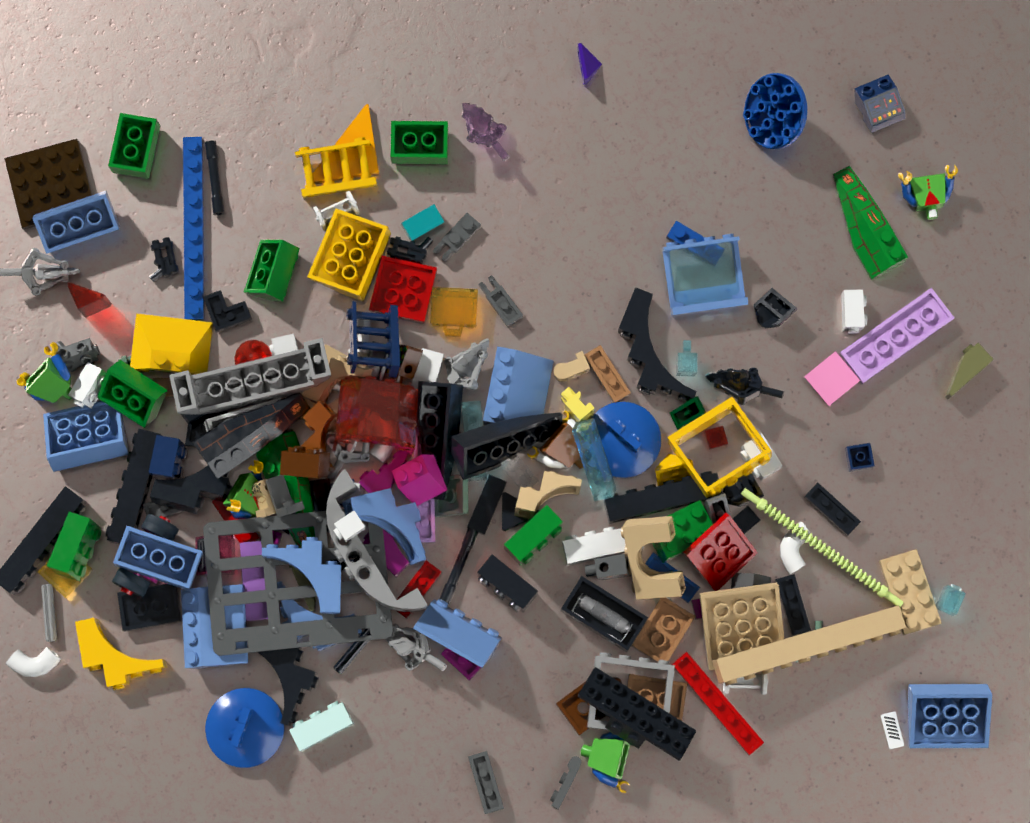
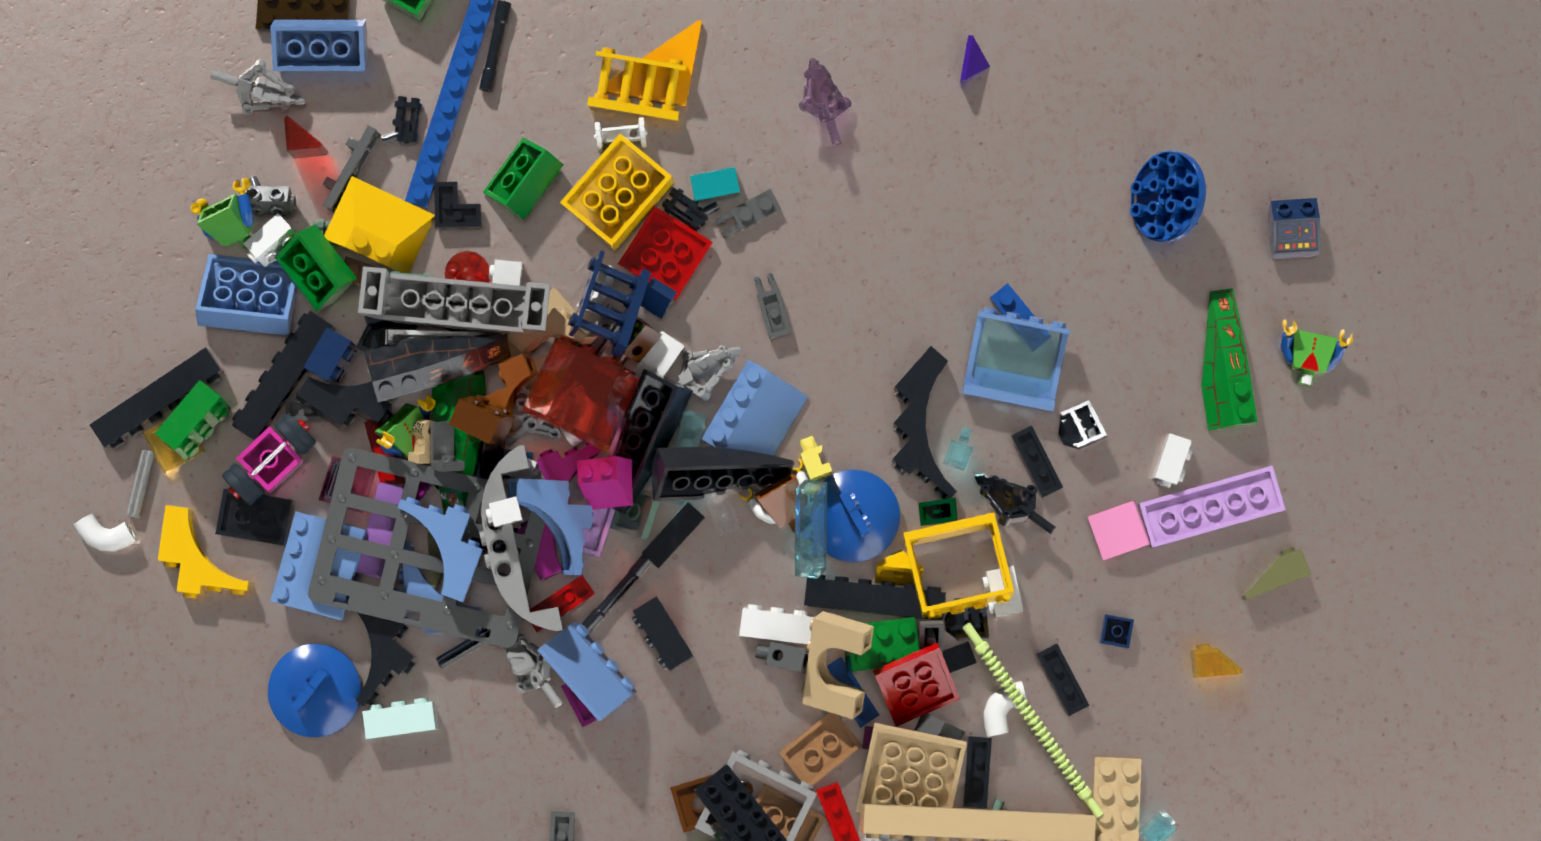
camera: 20 degrees right, 5 degrees up
(137, 294) = (360, 154): none -> dark grey hinge
(158, 558) = (281, 468): medium blue brick -> none
(410, 324) = (658, 298): none -> dark blue piece
(419, 142) = (744, 88): green brick -> none
(454, 308) = (715, 296): clear yellow piece -> none
(508, 511) = (702, 555): black piece -> none
(534, 535) = (712, 591): green brick -> none
(552, 485) = (753, 540): tan arch -> none
(572, 369) = (827, 414): tan leg -> none
(604, 614) = (759, 707): black piece -> none
(607, 374) = (863, 434): medium nougat plate -> none
(716, 437) = (960, 551): clear red plate -> none
(749, 348) = (1036, 461): none -> black plate
(942, 455) = (1212, 662): none -> clear yellow slope

